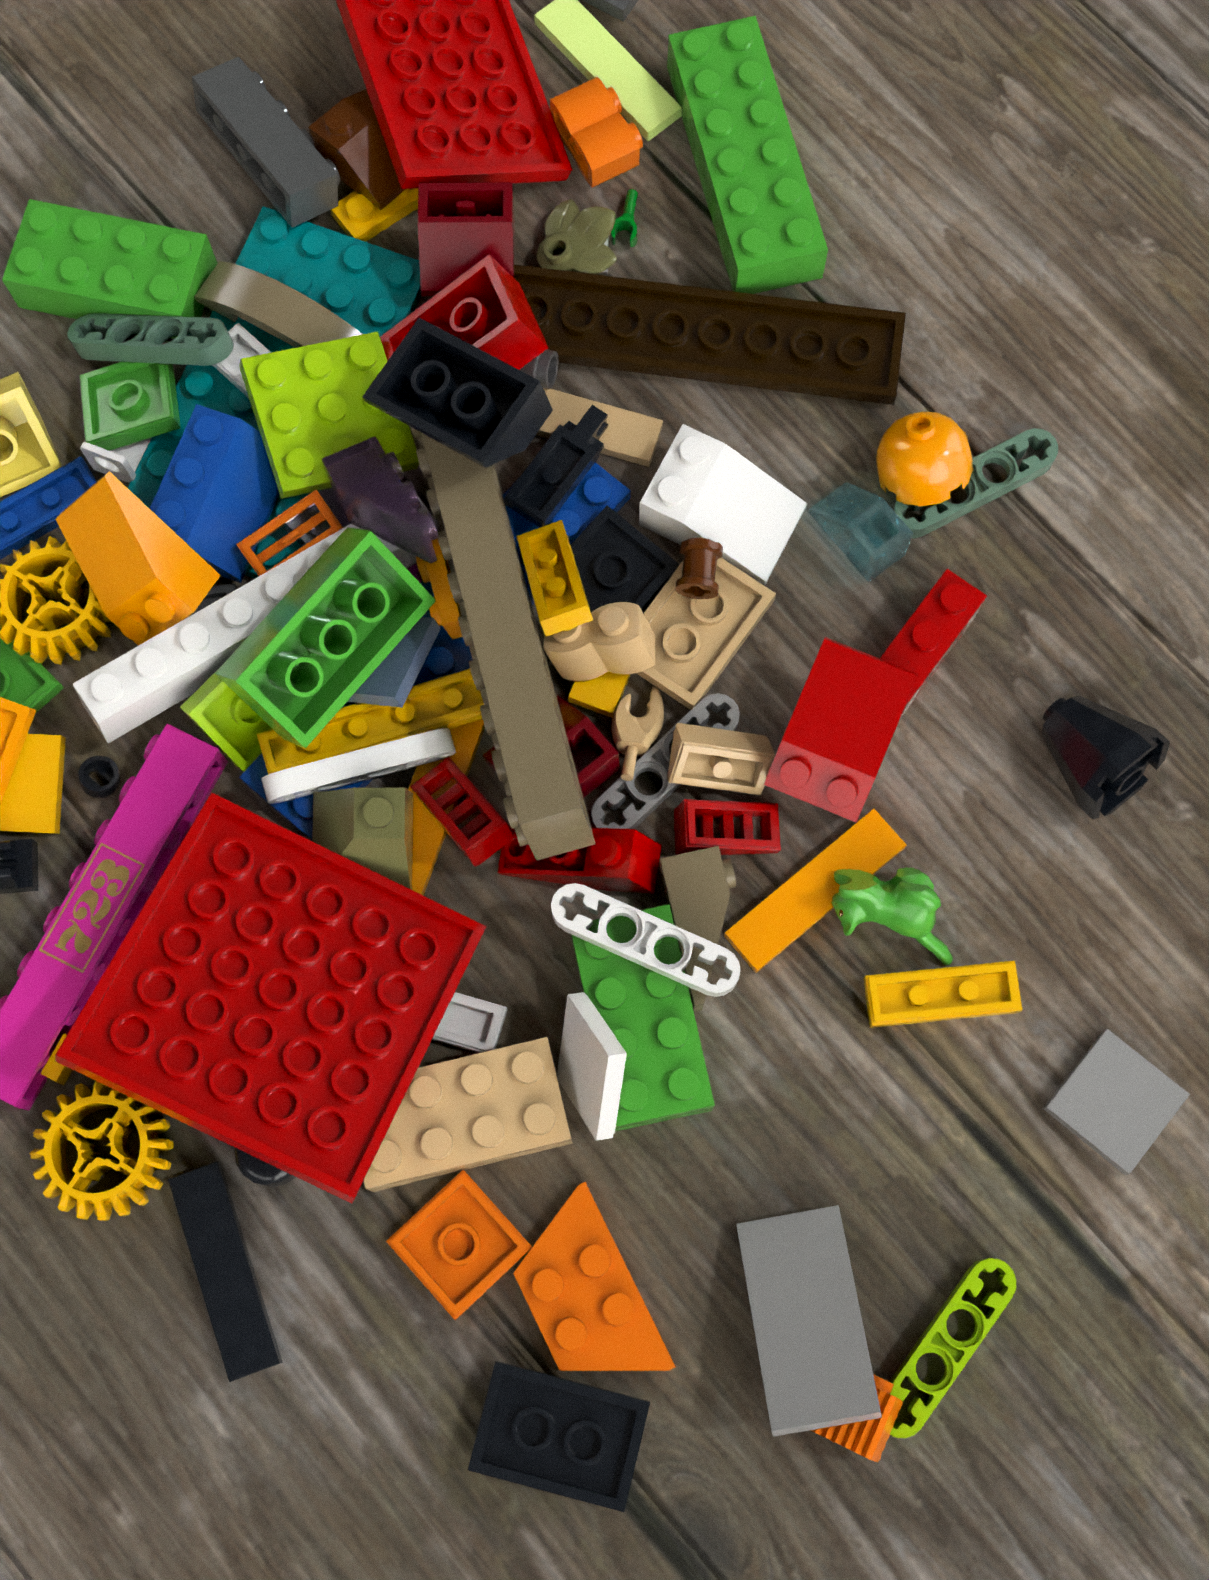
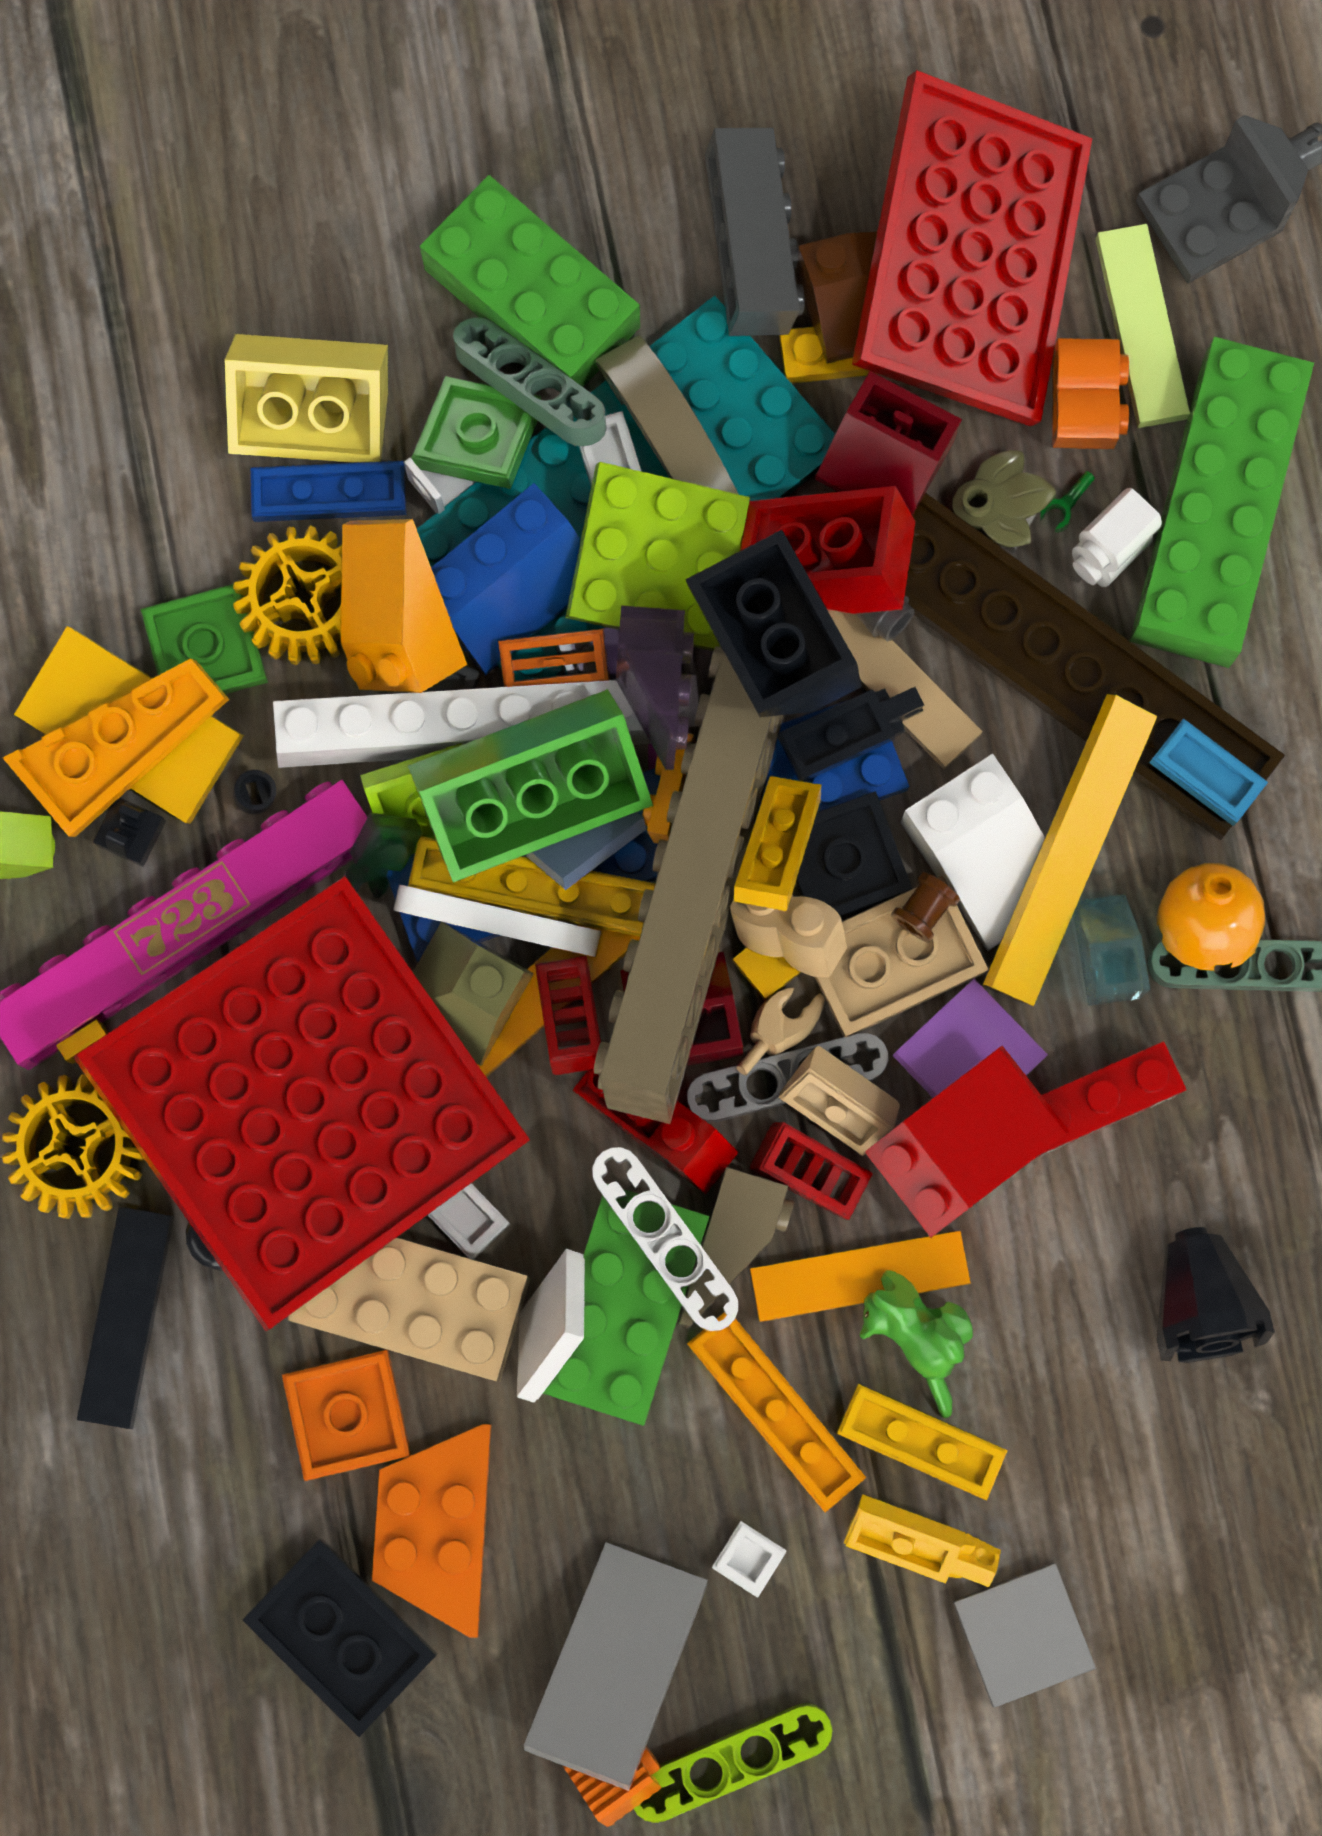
camera: 30 degrees right, 5 degrees up
(230, 758) = (382, 846): none -> clear green plate
(681, 217) = (1115, 538): none -> white brick
(785, 469) = (1070, 849): none -> yellow tile
(785, 659) = (963, 1036): none -> medium lavender slope
(814, 1037) = (777, 1413): none -> light orange tile
(856, 354) = (1208, 772): none -> dark azure tile
(860, 1169) = (749, 1559): none -> white tile
(990, 1075) = (920, 1543): none -> yellow hinge

